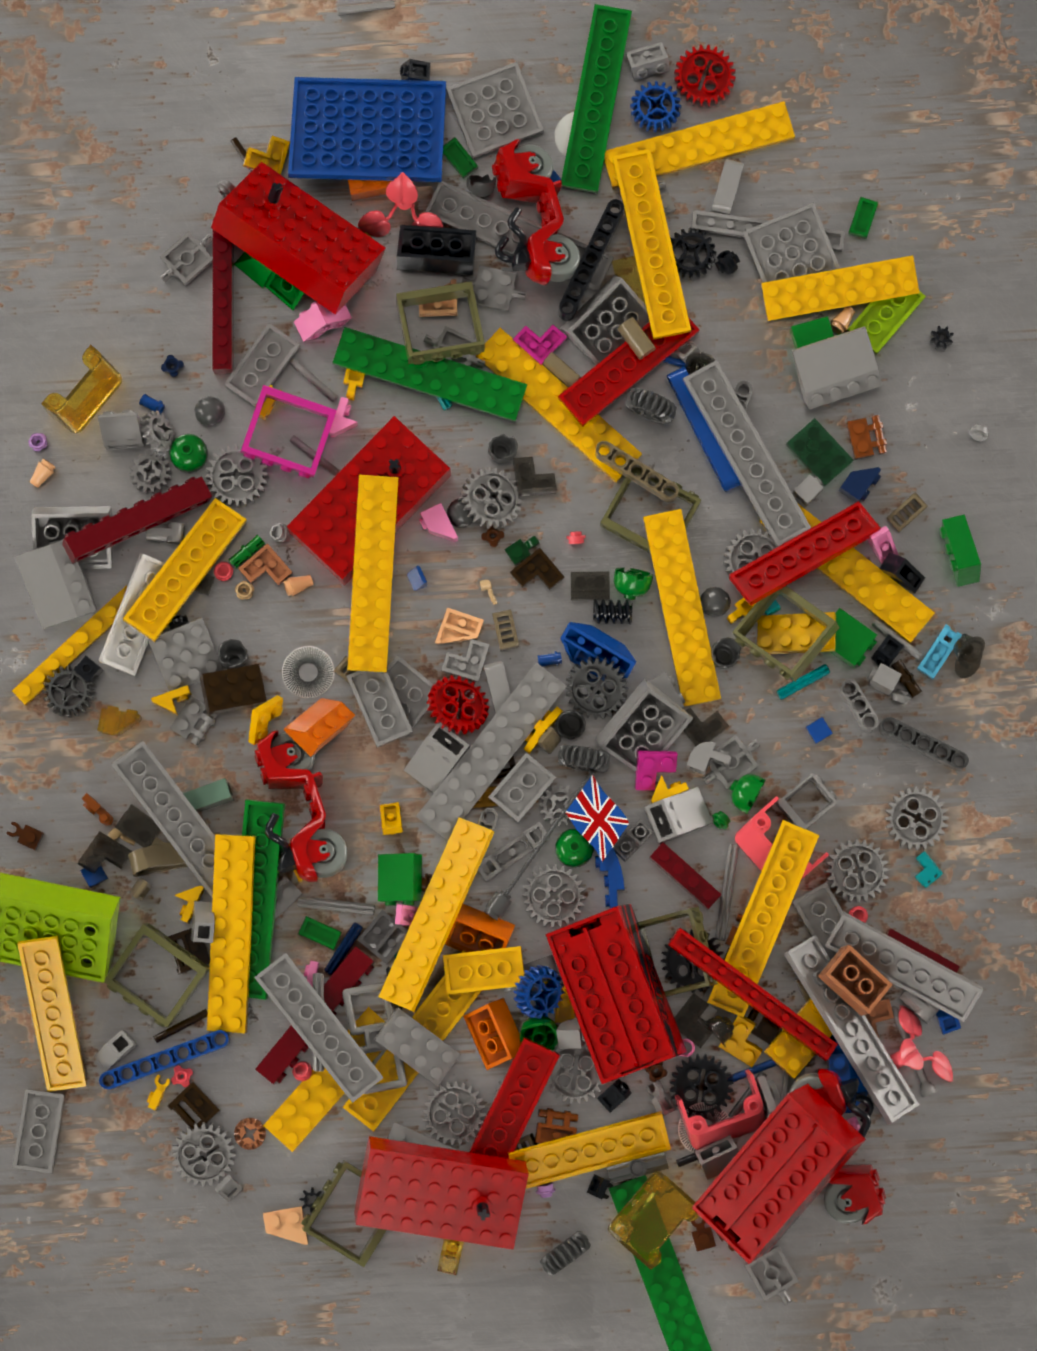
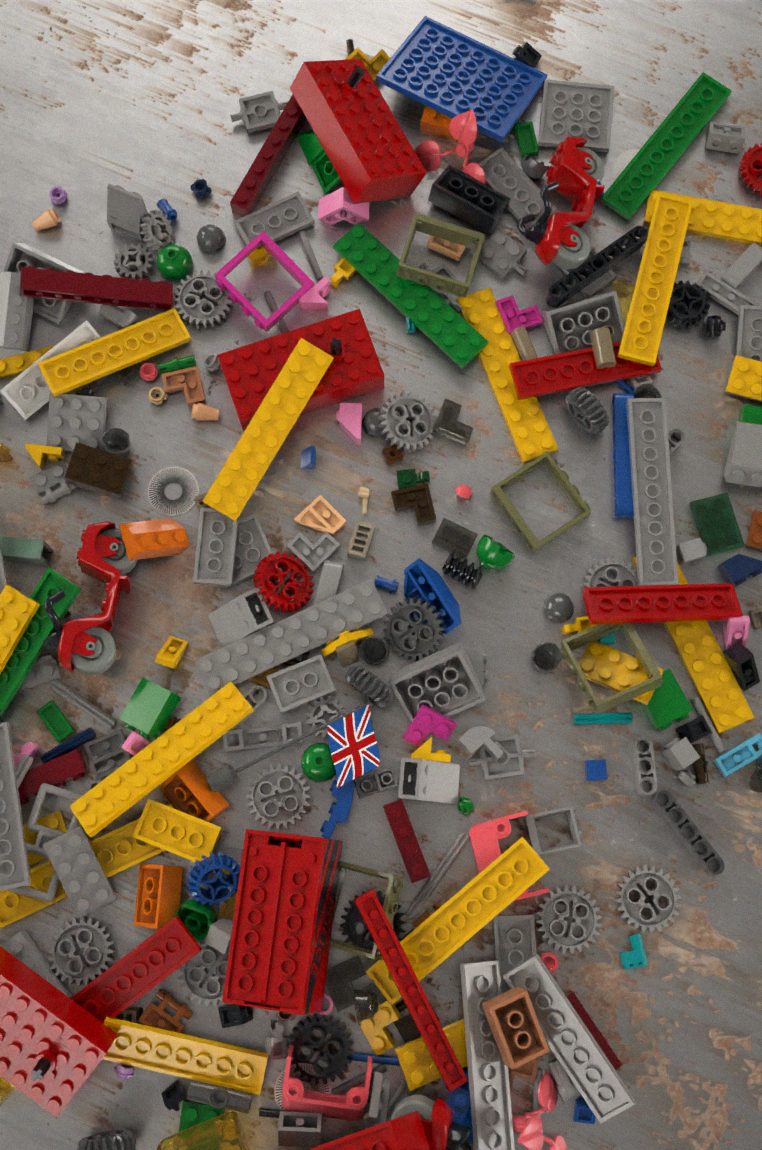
camera: 25 degrees right, 5 degrees down
(87, 396) = (125, 168): clear yellow windscreen -> none
(261, 716) = (111, 504): yellow plate -> none
(503, 448) = (439, 386): dark grey hair -> none
(641, 480) = (546, 449): dark tan beam -> none
(644, 95) = (712, 181): blue gear -> none
(682, 607) = (526, 597): yellow plate -> none
(704, 731) = (492, 717): clear smoke plate -> none
(746, 791) = (501, 792): green cylinder -> none

